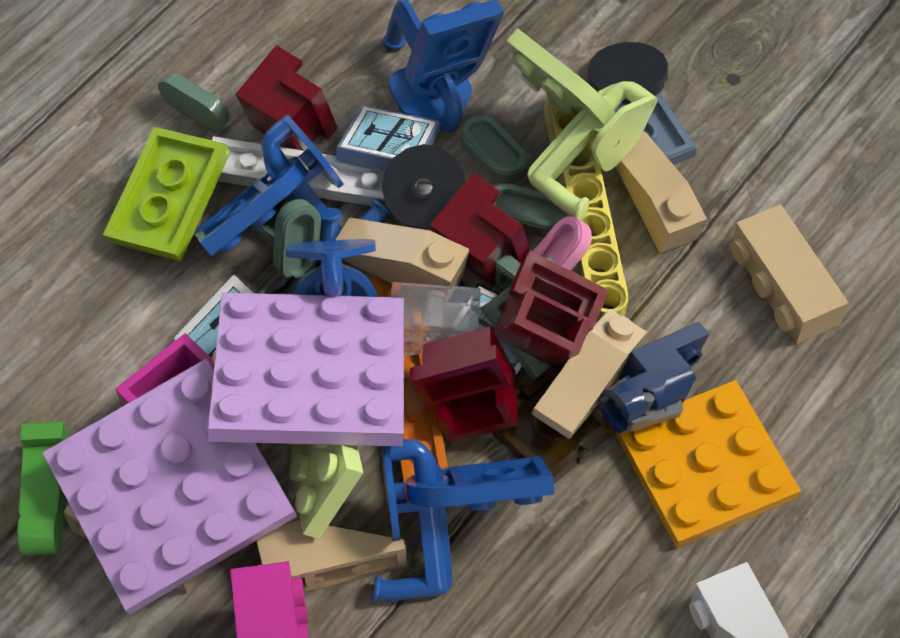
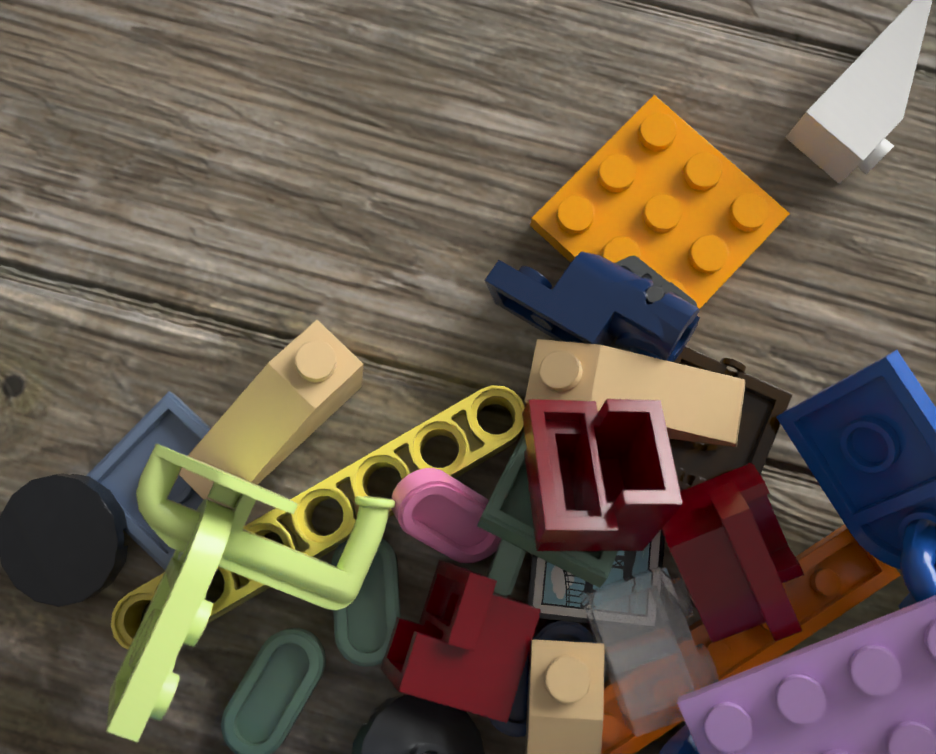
camera: 115 degrees left, 20 degrees up
(788, 274) = (343, 199): tan brick -> none

